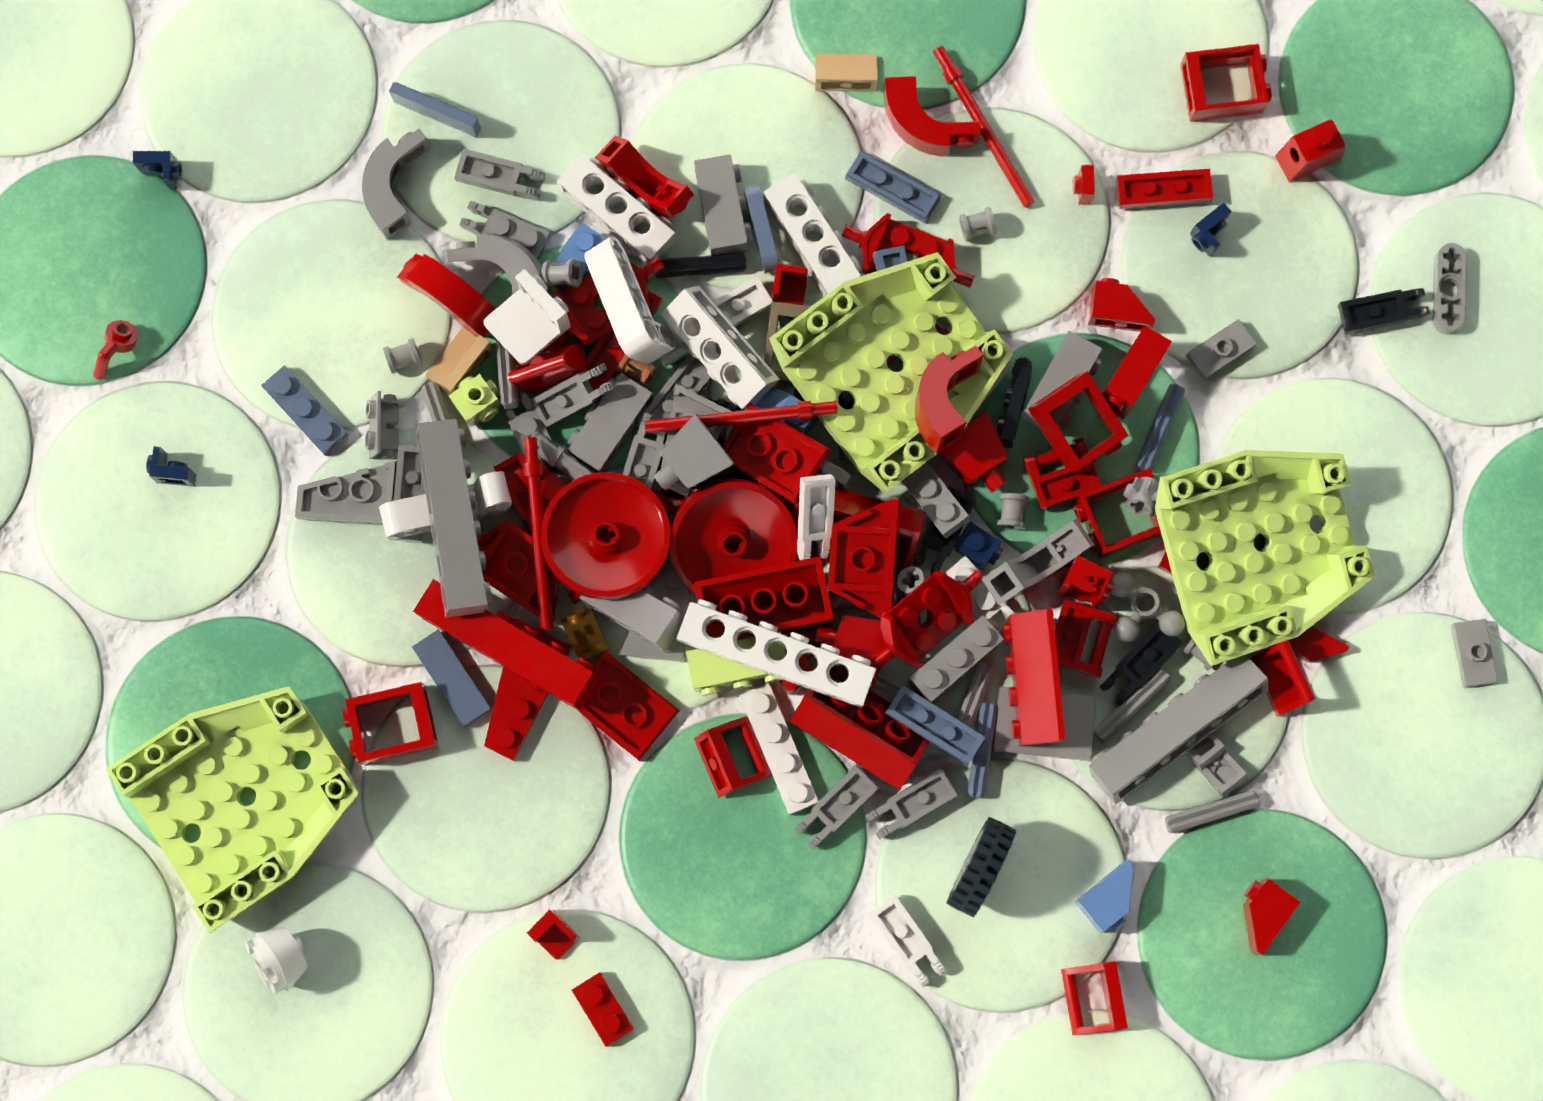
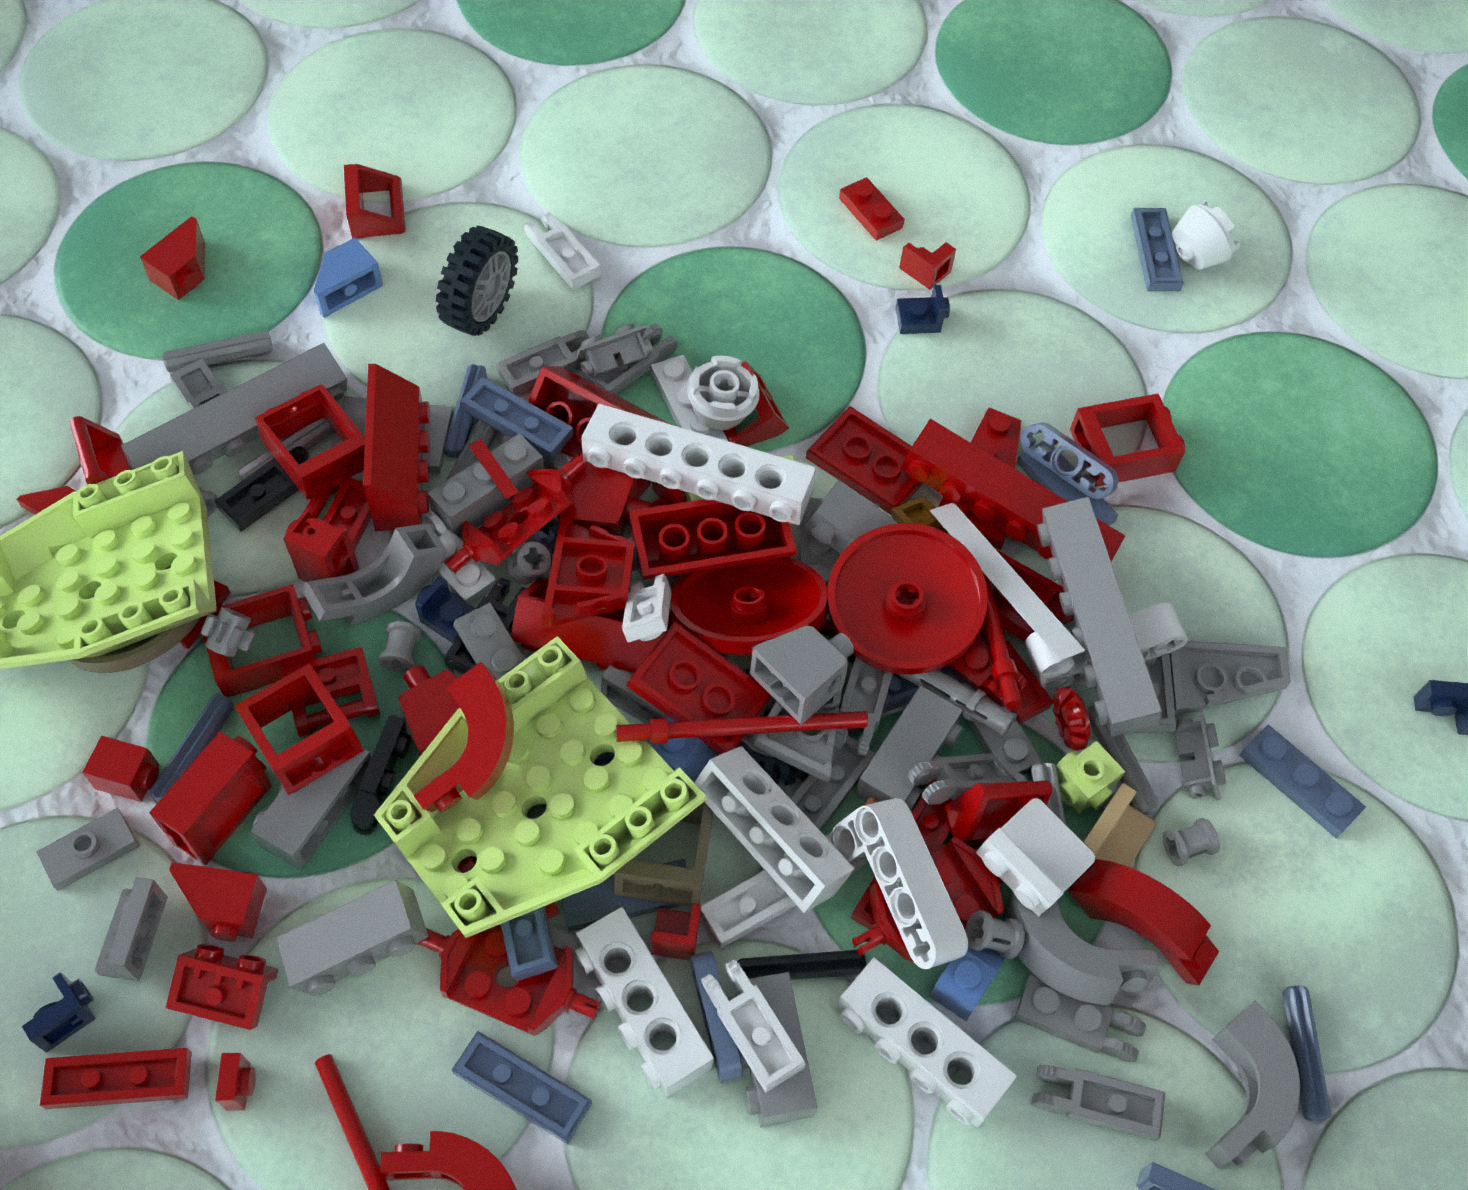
camera: 175 degrees right, 20 degrees down
(197, 777) = (1260, 332): yellowish green wedge -> none
(323, 963) = (1156, 249): none -> sand blue tile
(348, 208) = (1307, 1053): none -> sand blue axle
(428, 668) = (1084, 484): none -> sand blue beam
(481, 447) = (1071, 718): none -> red gear
(523, 556) = (1009, 582): none -> white sticker
(563, 871) = (922, 314): none -> dark blue bracket
(642, 179) = (886, 1085): red arch -> none
(735, 204) = (755, 1029): none -> white hinge
(754, 744) = (722, 392): none -> white cone
(840, 810) = (600, 352): none -> light grey hinge
(949, 657) = (493, 469): none -> red piece
(977, 224) = (401, 1022): light grey bush -> none
(1017, 272) = (352, 938): none -> light grey brick
(1105, 249) = (220, 986): none -> red bracket
(1128, 628) = (275, 565): light grey piece -> none
(1140, 713) = (331, 465): none -> red window
(1176, 283) = (132, 931): none -> light grey bracket
(1207, 405) = (121, 769): none -> red brick

